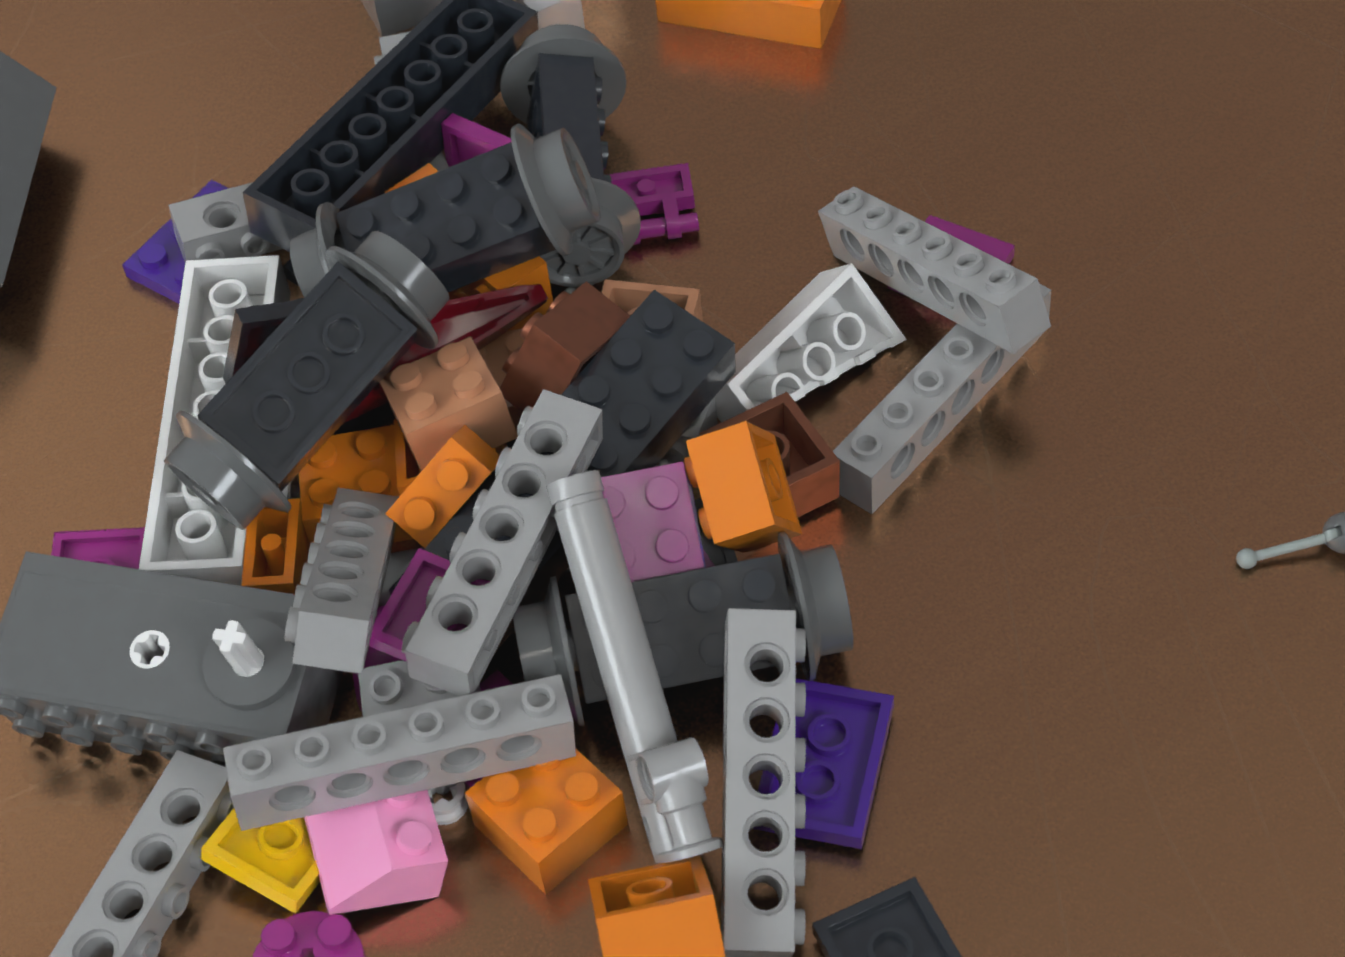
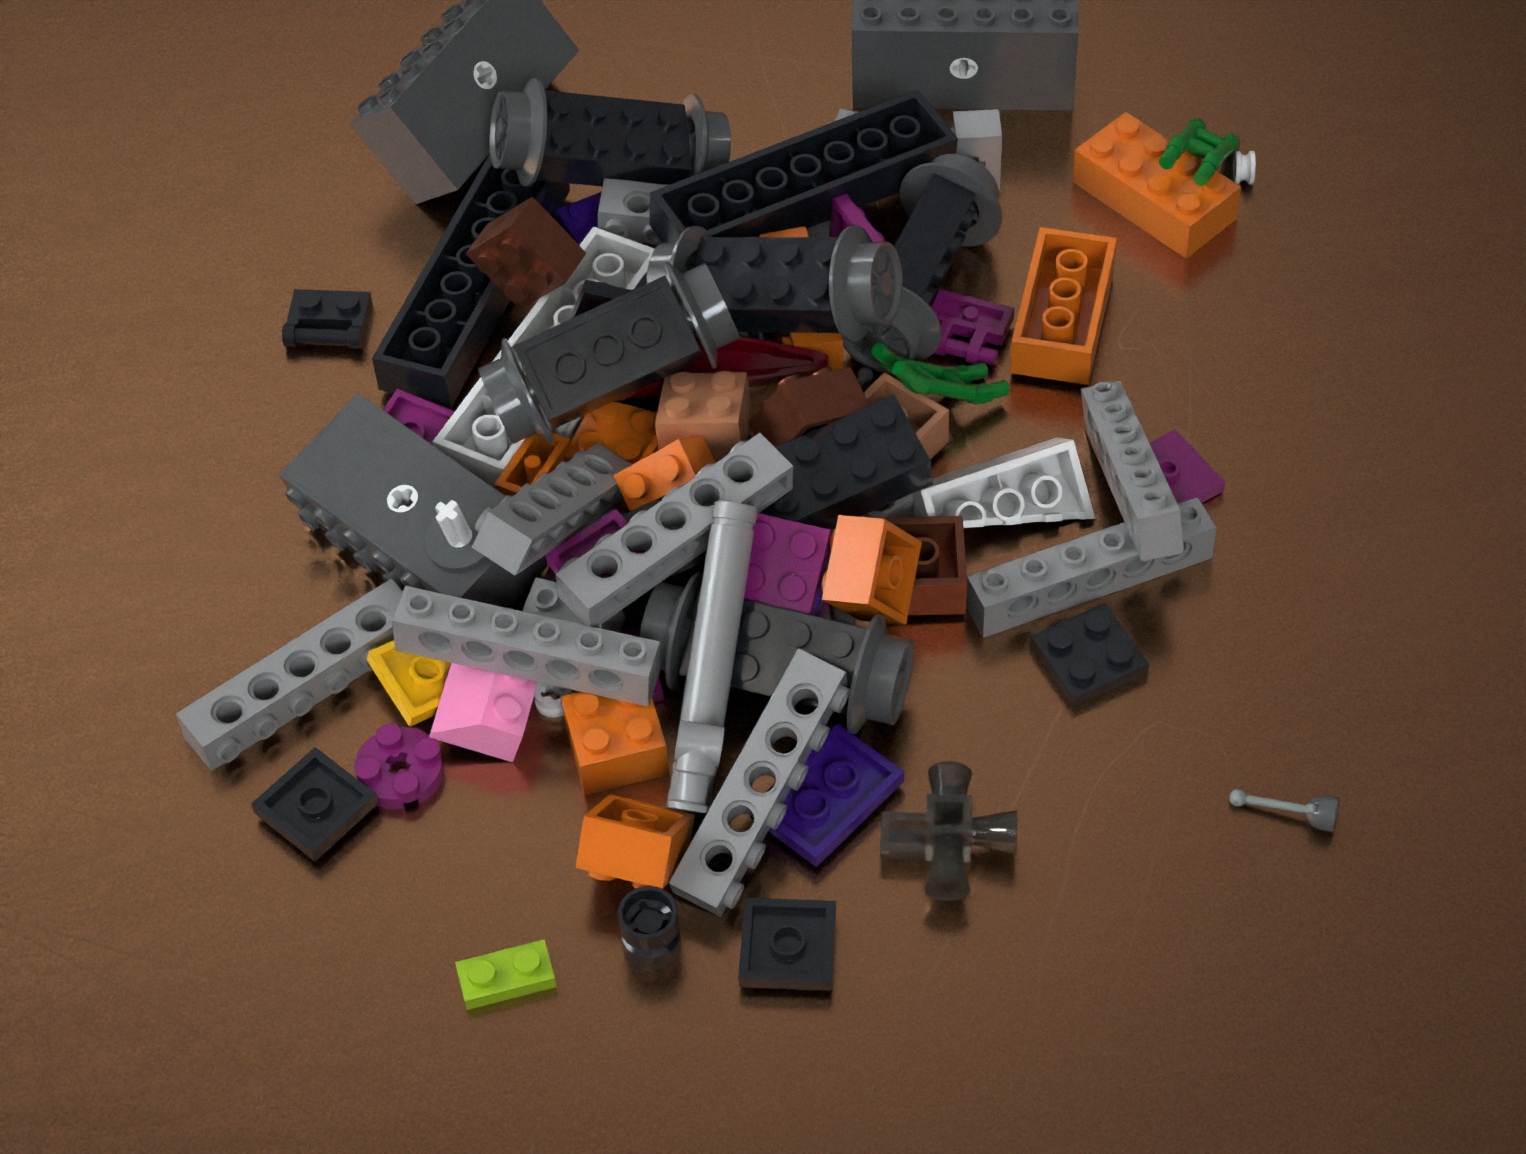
camera: 25 degrees right, 0 degrees up
(69, 374) = (452, 301): none -> black brick
(132, 316) = (526, 253): none -> copper brick
(139, 163) = (602, 137): none -> black brick
(666, 263) = (941, 380): none -> green piece
(740, 139) = (1063, 306): none -> orange brick
(984, 739) = (946, 832): none -> clear smoke brick
(996, 481) = (1089, 655): none -> black plate

